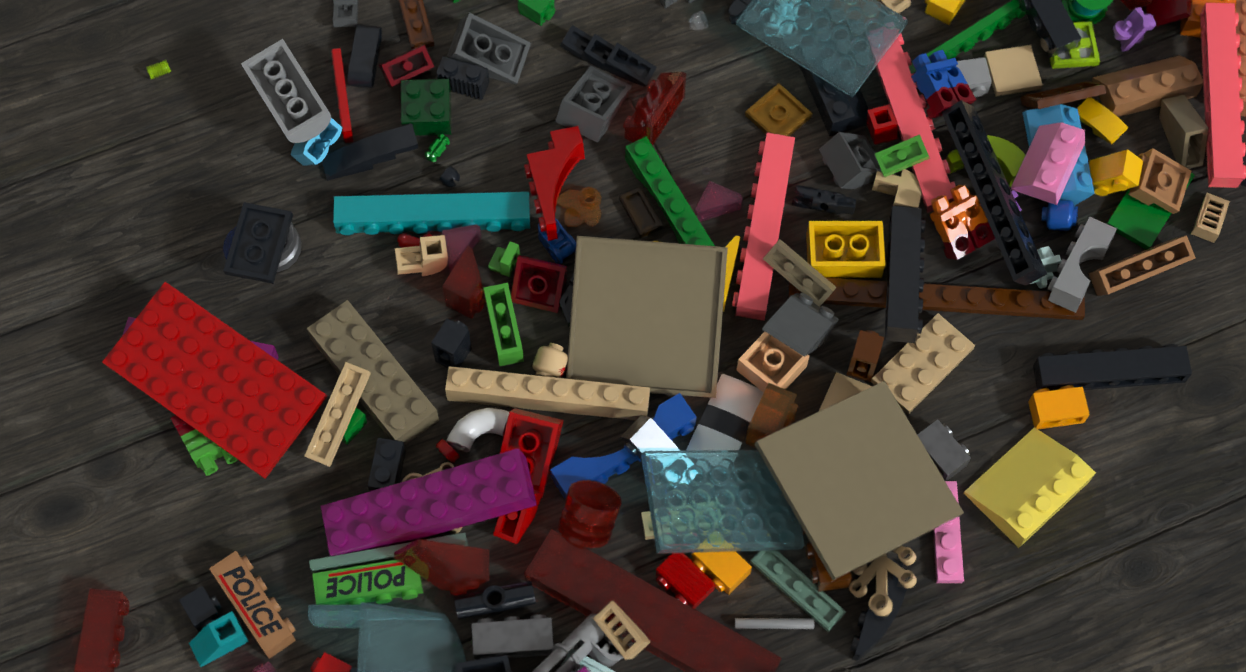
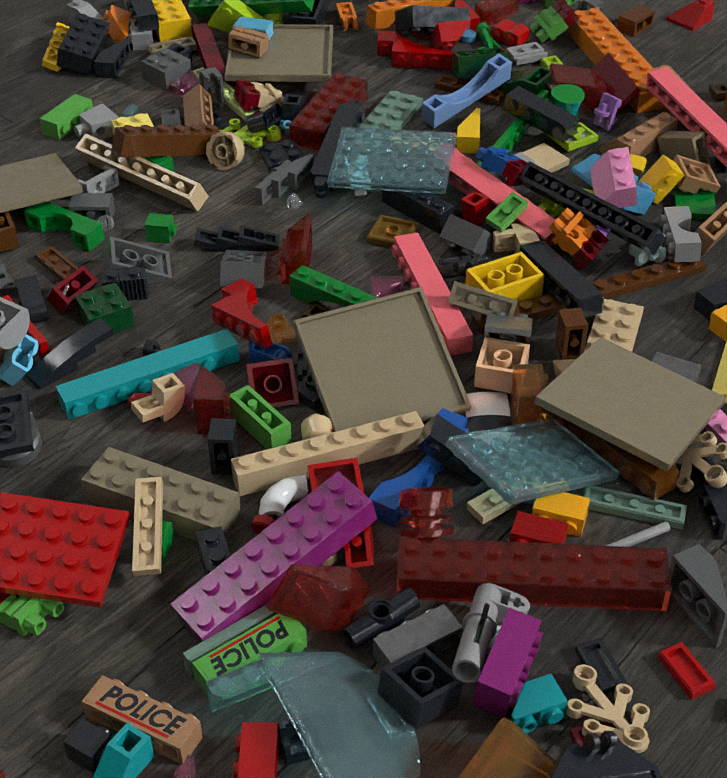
camera: 25 degrees left, 25 degrees down
(437, 148) = (128, 335): green piece -> none
(504, 259) = (235, 378): bright green bracket -> none
(627, 624) = (530, 576): tan slope -> none
(1060, 216) = (644, 212): blue head -> none
(1063, 95) = (598, 148): reddish brown tile -> none

